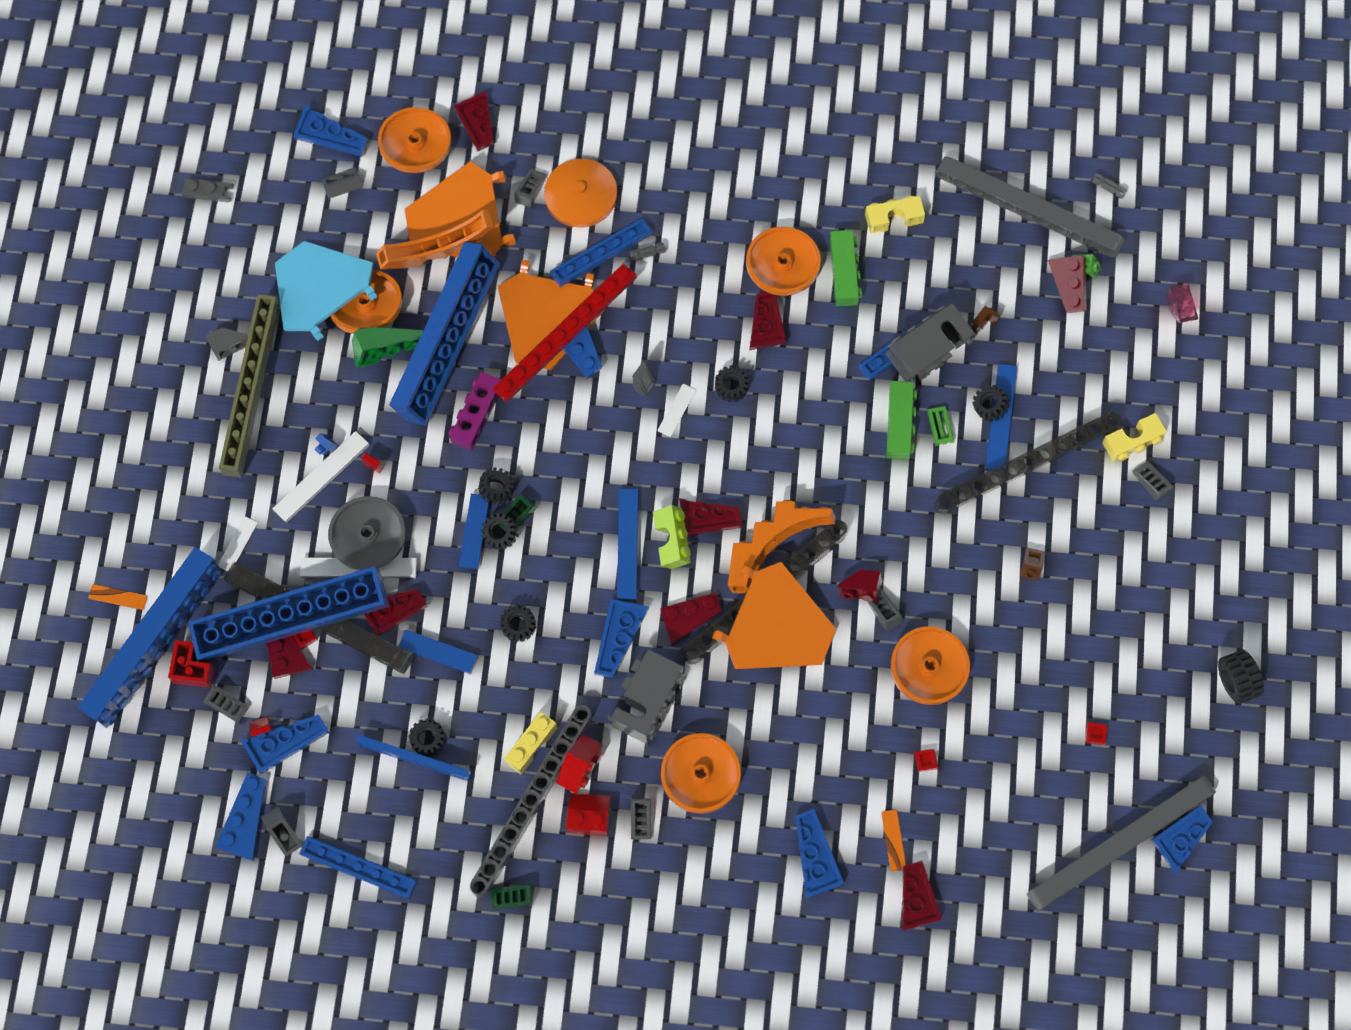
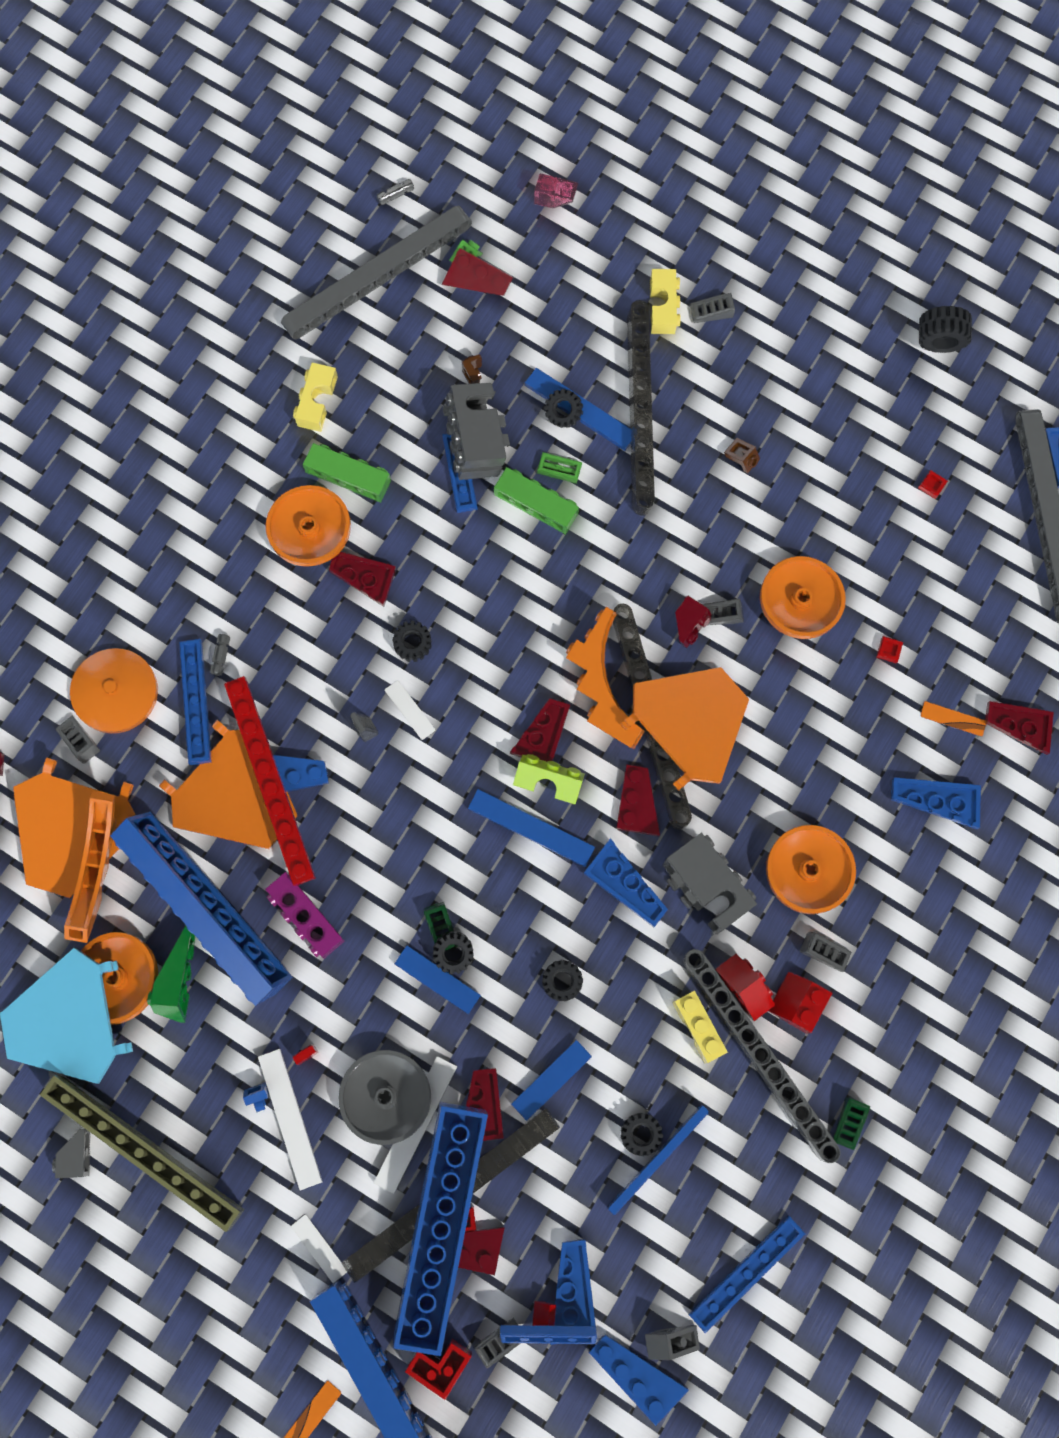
camera: 70 degrees left, 5 degrees up
(246, 732) = (548, 1334): none -> blue tile
(496, 476) = (397, 921): black tyre -> none

